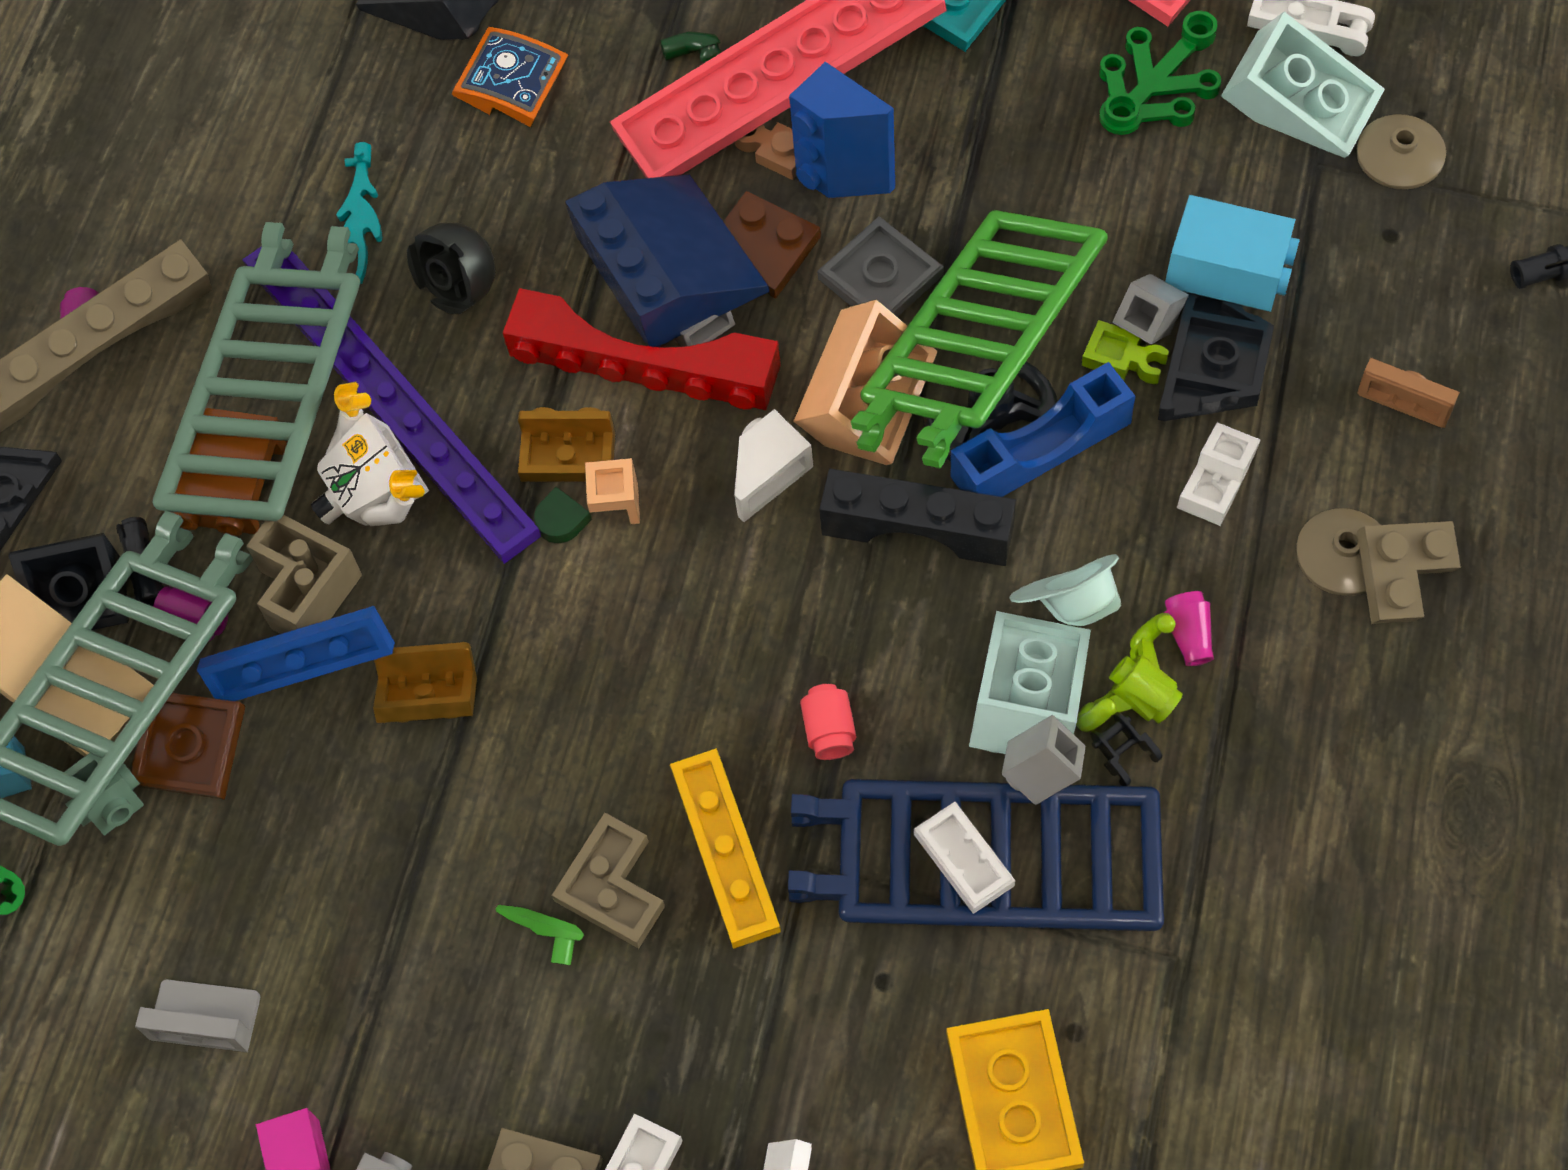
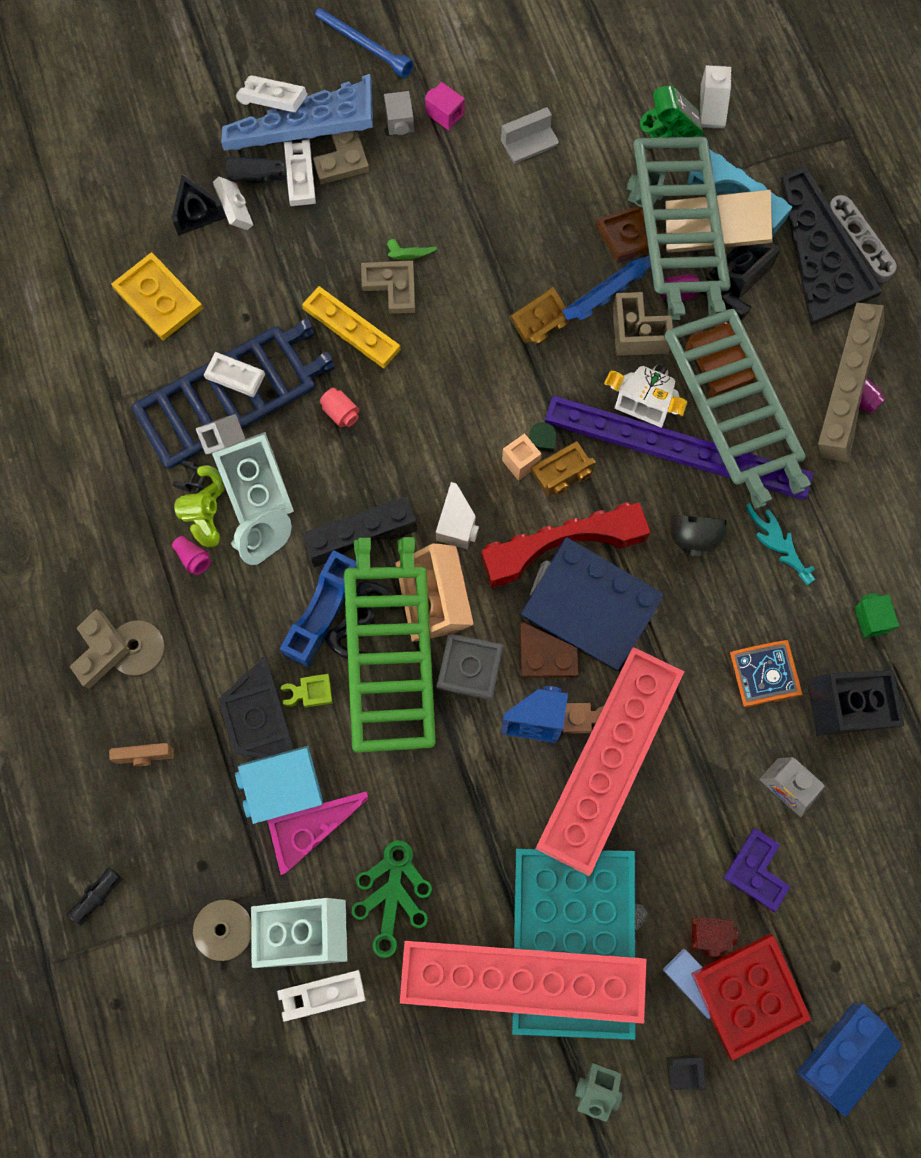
camera: 140 degrees right, 10 degrees up
(322, 62) = (876, 615): none -> green brick
(691, 42) = (679, 759): dark green arm -> none
(1150, 308) = (305, 721): light grey brick -> none
(1218, 474) = (221, 652): white slope -> none
(1234, 186) = (303, 830): none -> dark pink wing

